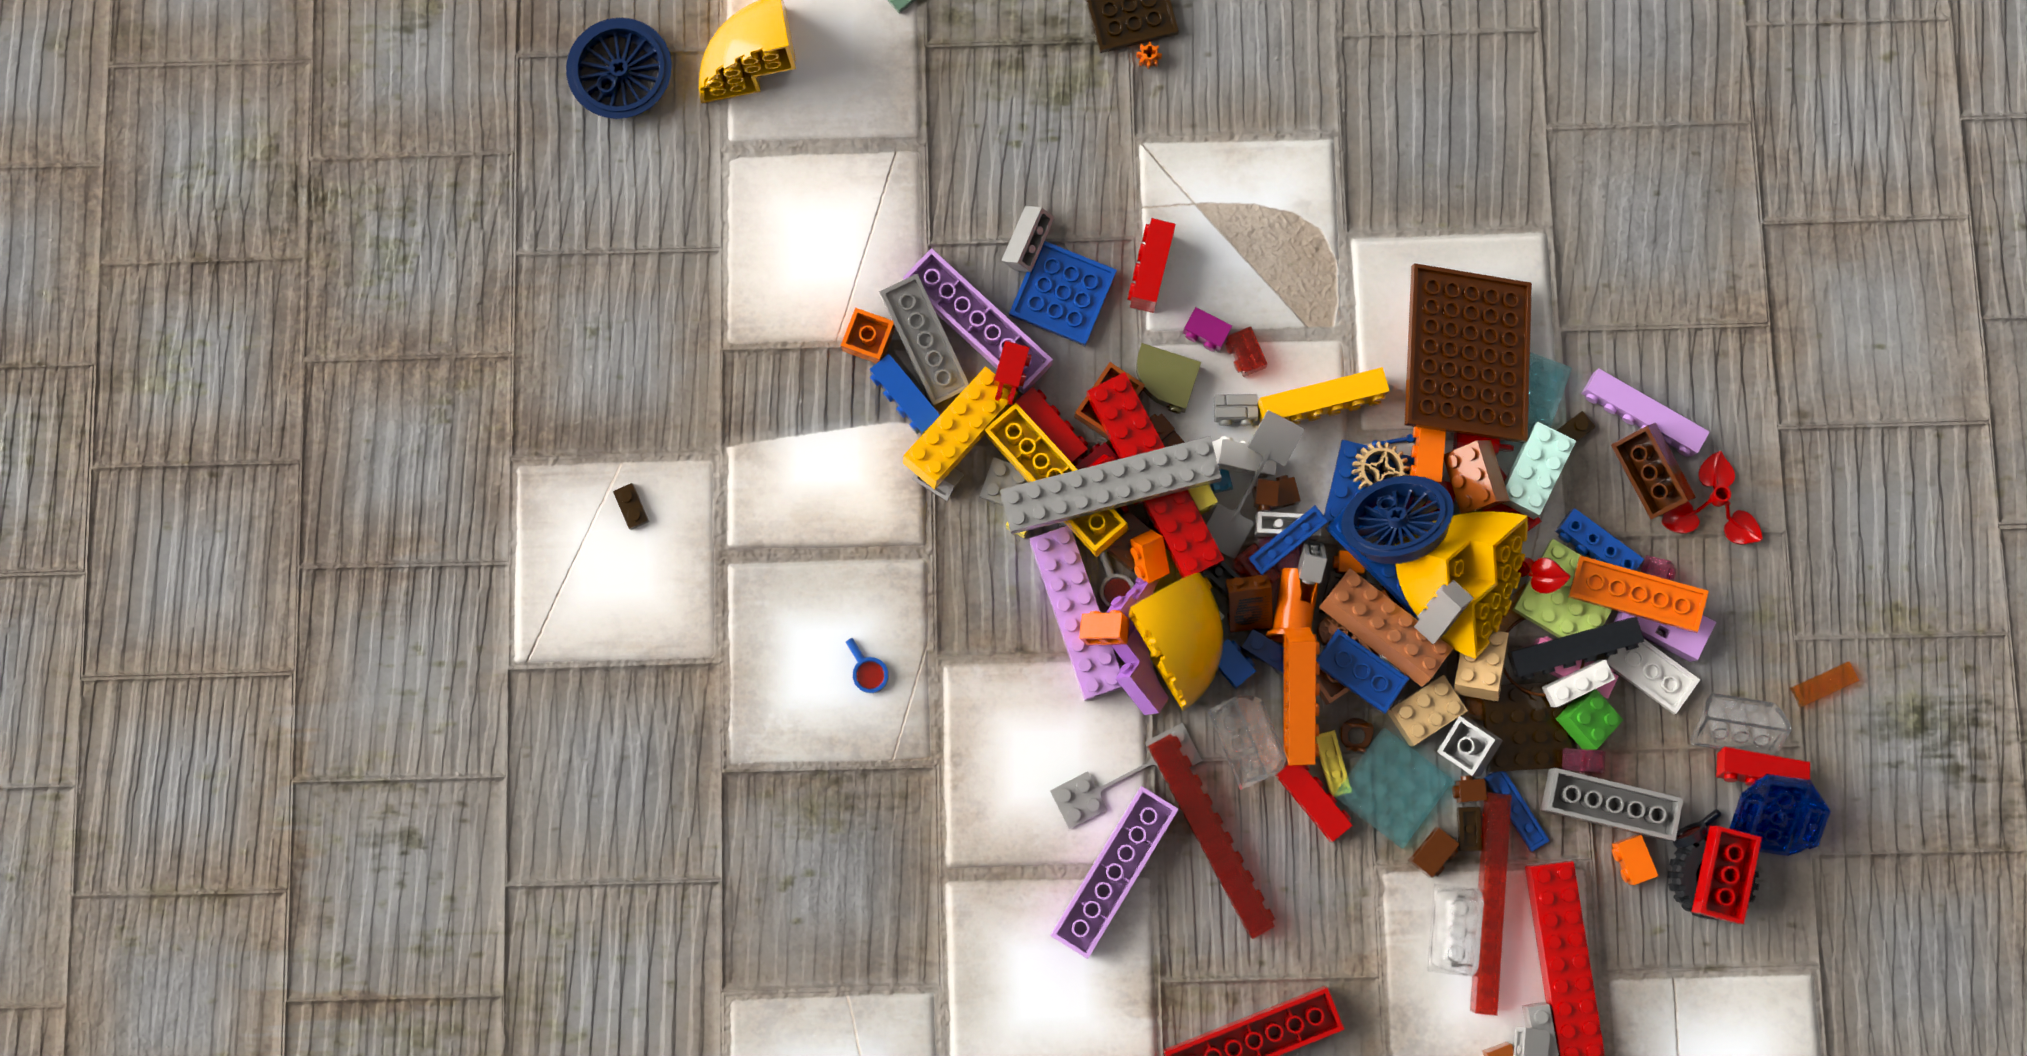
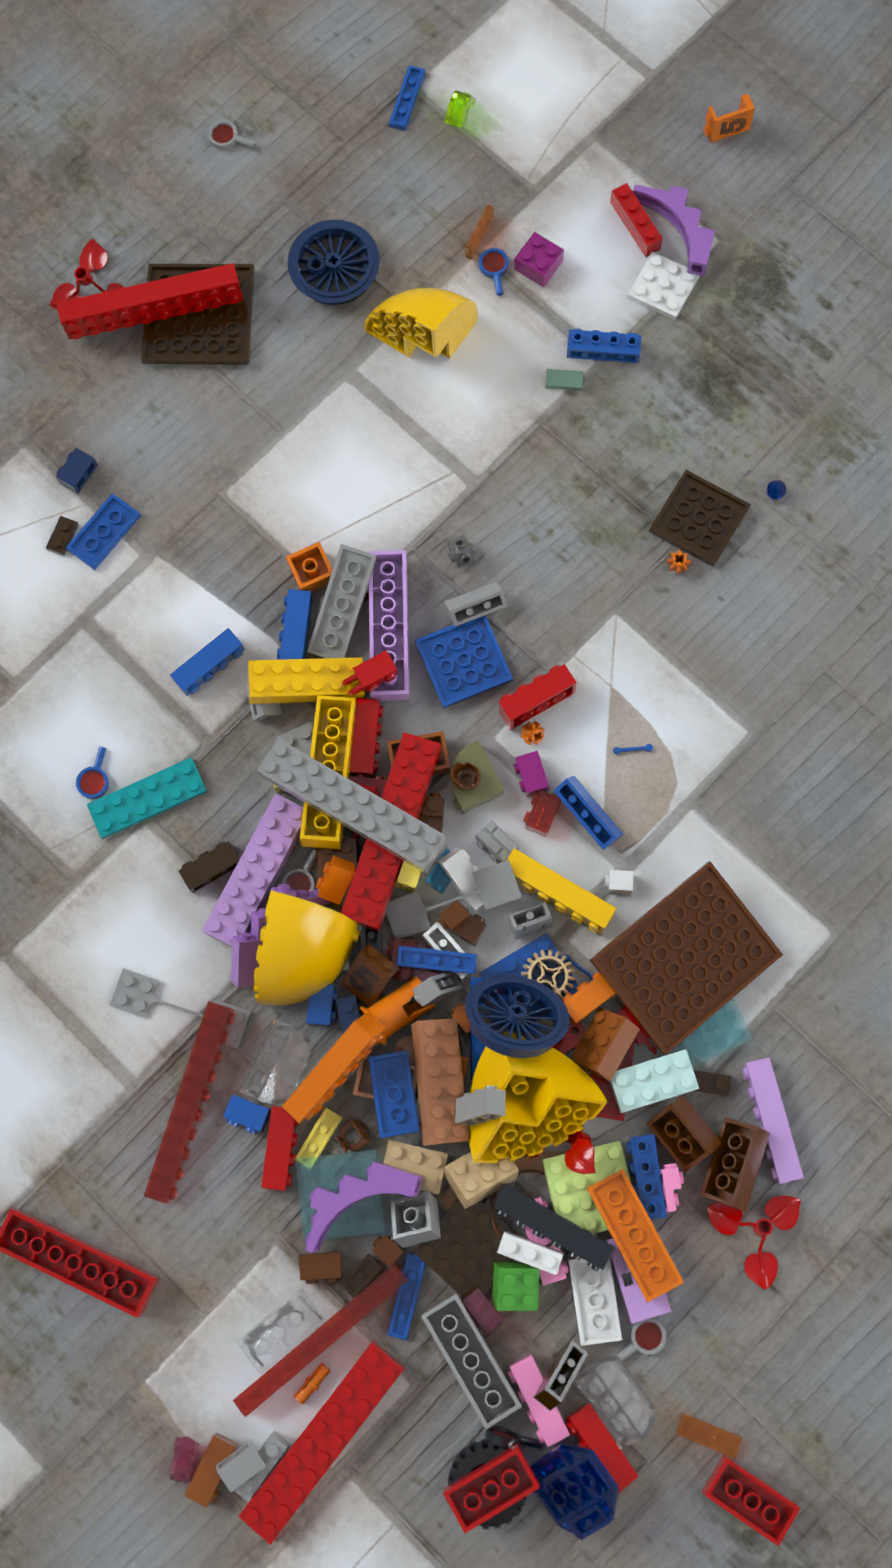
camera: 50 degrees right, 5 degrees down
(407, 47) = (224, 136): none -> light grey piece
(418, 308) = (92, 257): none -> red plant
(504, 243) = (150, 301): none -> red brick
(548, 217) = (205, 336): none -> dark brown plate
(586, 442) = (76, 470): none -> dark blue brick
(661, 470) = (103, 531): none -> blue tile
(863, 490) = (207, 662): none -> blue brick
(926, 643) = (146, 798): none -> teal plate
(972, 207) = (461, 551): none -> flat silver brick
(1035, 645) = (209, 866): none -> dark brown brick
(1104, 628) = (253, 893): brick -> none
(1114, 872) = (104, 1060): lavender brick -> none
(1165, 379) = (465, 776): none -> reddish brown hair
(1175, 297) = (532, 733): none -> orange gear
(1262, 800) = (247, 1114): none -> blue brick
(1271, 224) = (648, 748): none -> blue hinge
(1281, 316) = (588, 812): none -> blue brick
(1322, 441) = (530, 920): none -> light grey brick
(1357, 346) = (619, 881): none -> white brick
(1399, 798) = (331, 1204): none -> medium lavender arch
(1515, 942) = (312, 1383): none -> orange pin
(1595, 485) = (684, 1133): none -> reddish brown brick
(1622, 529) = (671, 1179): none -> bright pink plate
(1634, 860) = (449, 1414): orange brick -> none
(1658, 567) = (671, 1236): clear pink bracket -> none
(1686, 782) = (529, 1378): none -> bright pink brick
(1687, 747) = (560, 1375): none -> dark brown brick
(1713, 662) = (646, 1337): none -> piece
(1899, 697) = (751, 1500): none -> red brick

